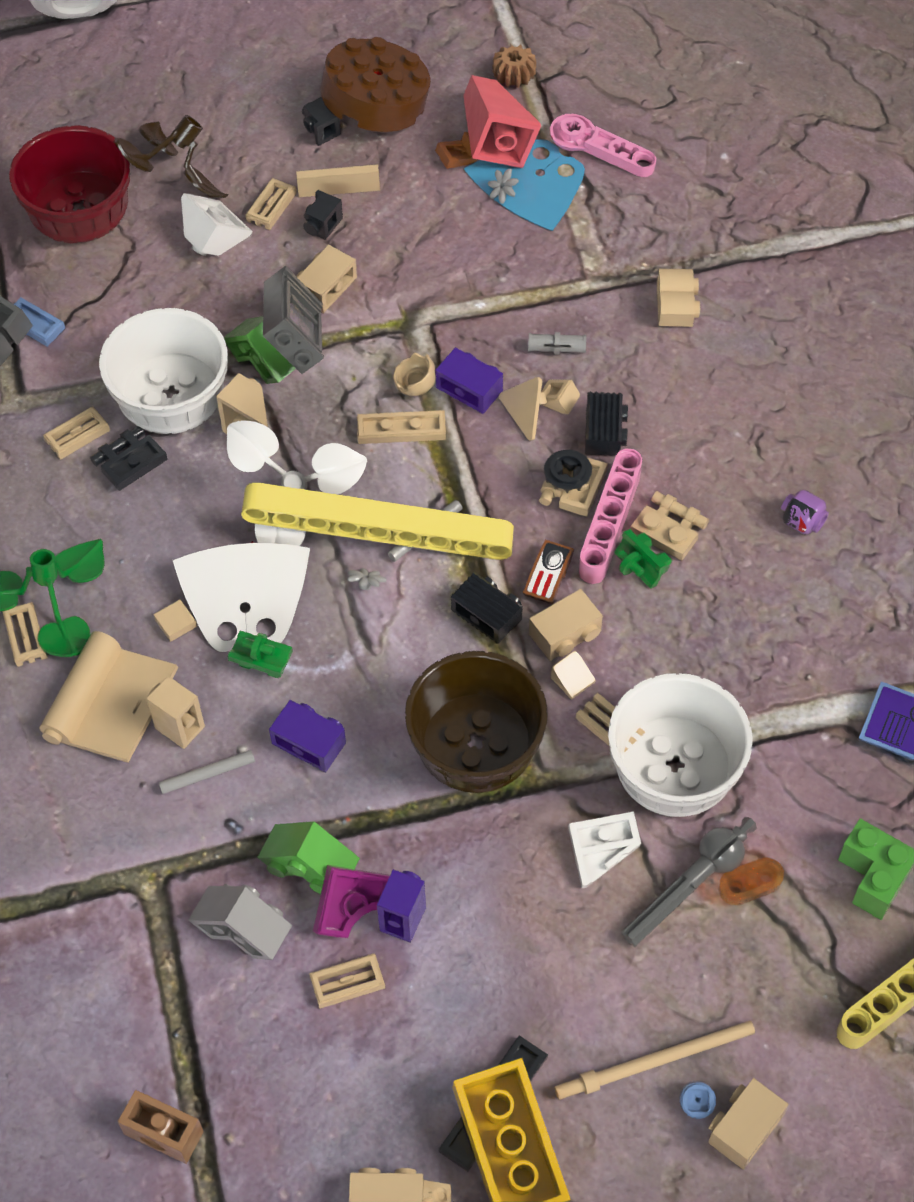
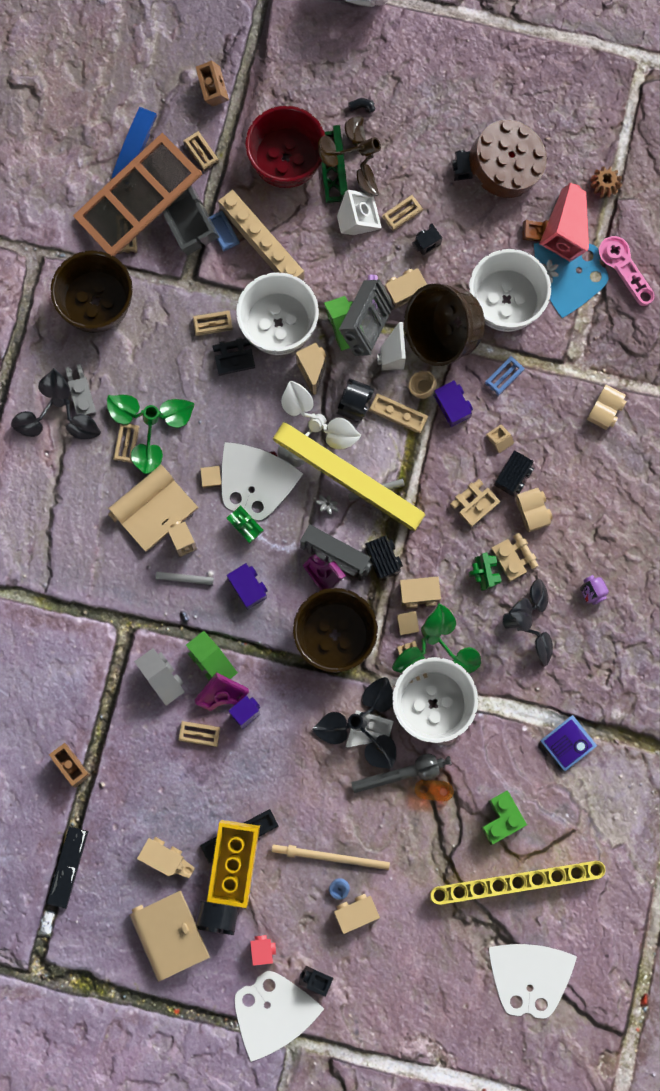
camera: 25 degrees right, 20 degrees up
(76, 297) = (258, 236): none -> tan brick
(147, 111) = (362, 102): none -> black arm
(160, 190) = (341, 178): none -> dark green fence
(331, 423) = (354, 400): none -> black brick
(338, 180) = (450, 218): tan tile -> none
(352, 349) = (393, 350): none -> white slope
(380, 276) = (432, 327): none -> dark brown piece
(408, 661) = (324, 574): none -> magenta tile
(415, 625) = (332, 549): none -> dark grey door
(464, 199) = (515, 275): none -> white piece
(513, 339) = (488, 382): none -> medium blue tile
(524, 404) = (474, 438): tan piece -> none
(548, 571) = (429, 552): slope -> none
(557, 343) = (518, 402): light grey pin -> none
(573, 461) = (480, 490): black gear -> none
(592, 791) = (333, 727): none -> black plant
(610, 527) = (487, 527): bright pink beam -> none
(622, 630) = (438, 623): none -> green plant
(662, 457) = (533, 509): none -> tan brick
(726, 595) = (521, 618): none -> black plant

